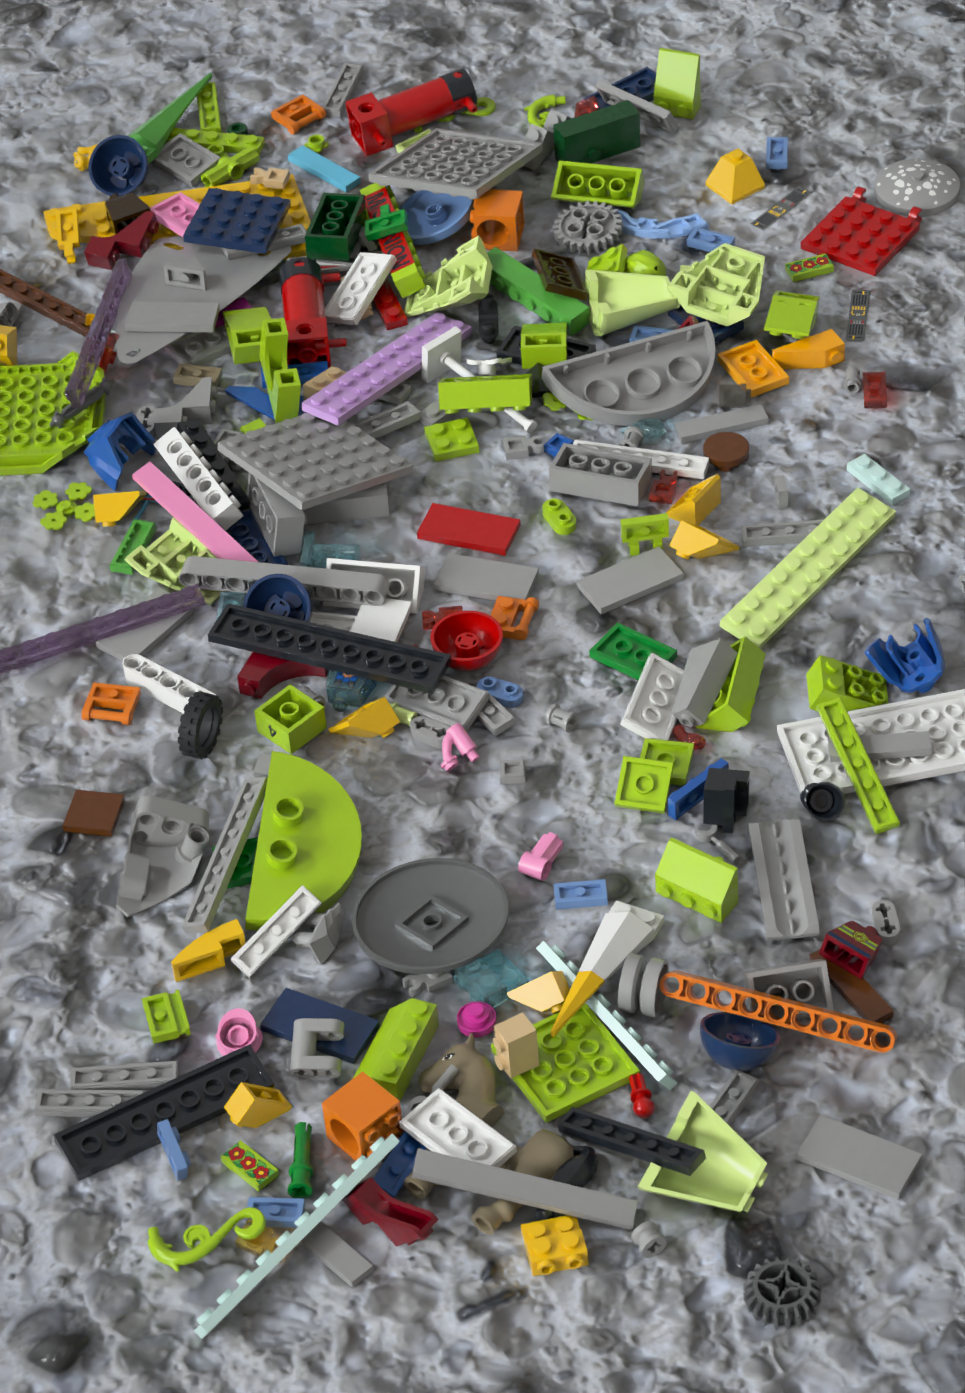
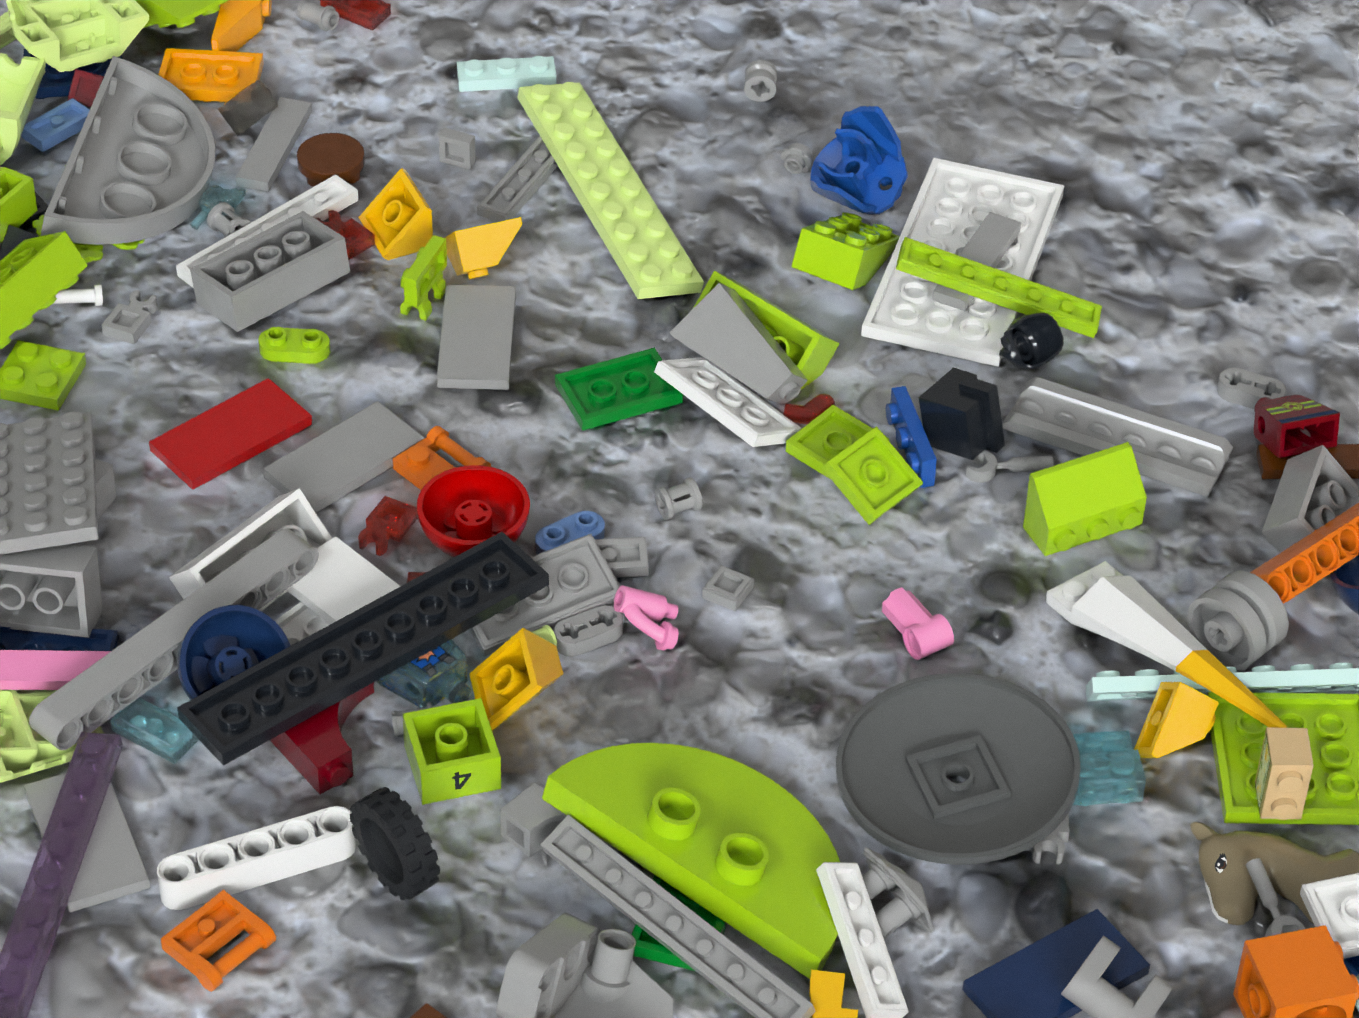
camera: 65 degrees left, 0 degrees up
(316, 555) = (140, 595): clear light blue bracket -> none
(400, 1045) = (1167, 913): lime slope -> none
(476, 1019) = (1164, 810): dark pink plate -> none
(555, 443) = (162, 285): blue tile -> none
(580, 894) = (1010, 618): medium blue plate -> none

